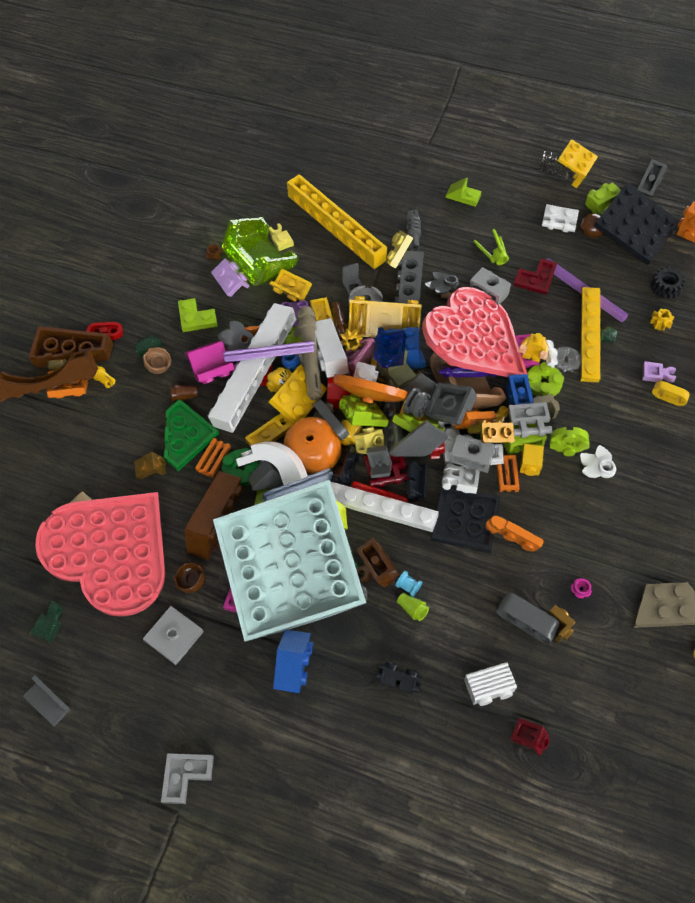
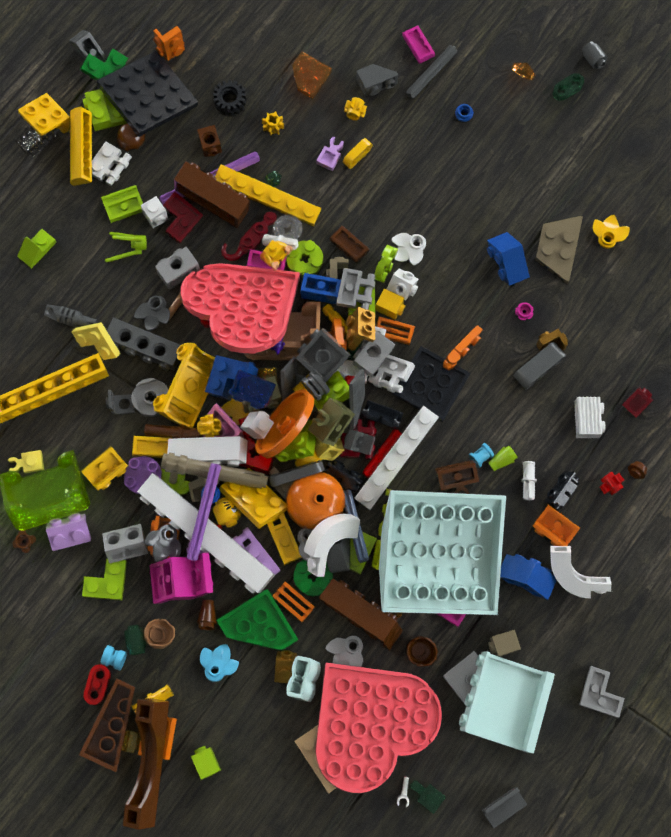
camera: 75 degrees left, 15 degrees up
(46, 601) = (404, 792): none -> white hand
(50, 425) = (205, 762): none -> lime brick
(129, 335) = (113, 657): none -> medium azure wheel
(139, 479) = (304, 675): none -> light aqua brick
(144, 414) = (219, 660): none -> medium azure plate
(154, 672) = (506, 702): none -> light aqua panel
(173, 513) = (343, 653): none -> light grey plate
(216, 657) = (504, 643): none -> dark tan brick
(226, 310) = (124, 543): none -> light grey brick
(251, 416) = (256, 550): none -> lavender plate
(302, 706) = (571, 579): none -> white arch
(354, 678) = (555, 527): none -> orange bracket
(386, 424) = (331, 421): none -> olive brick
(398, 639) = (528, 480): none -> white axle
(424, 727) = (611, 483): none -> red gear
(450, 754) = (637, 470): none -> reddish brown plate
(529, 236) = (122, 203): none -> lime plate
(531, 257) = (154, 212): none -> white brick
(555, 336) = (251, 238): none -> dark red piece
(556, 463) = (403, 284): none -> white brick
(564, 191) = (80, 146): none -> yellow brick
(568, 286) = (211, 194): none -> reddish brown brick
(575, 411) = (349, 244): none -> reddish brown plate
(618, 278) = (209, 134): none -> reddish brown brick
(631, 551) = (510, 258): none -> blue brick
(639, 181) = (97, 69): none -> green plate

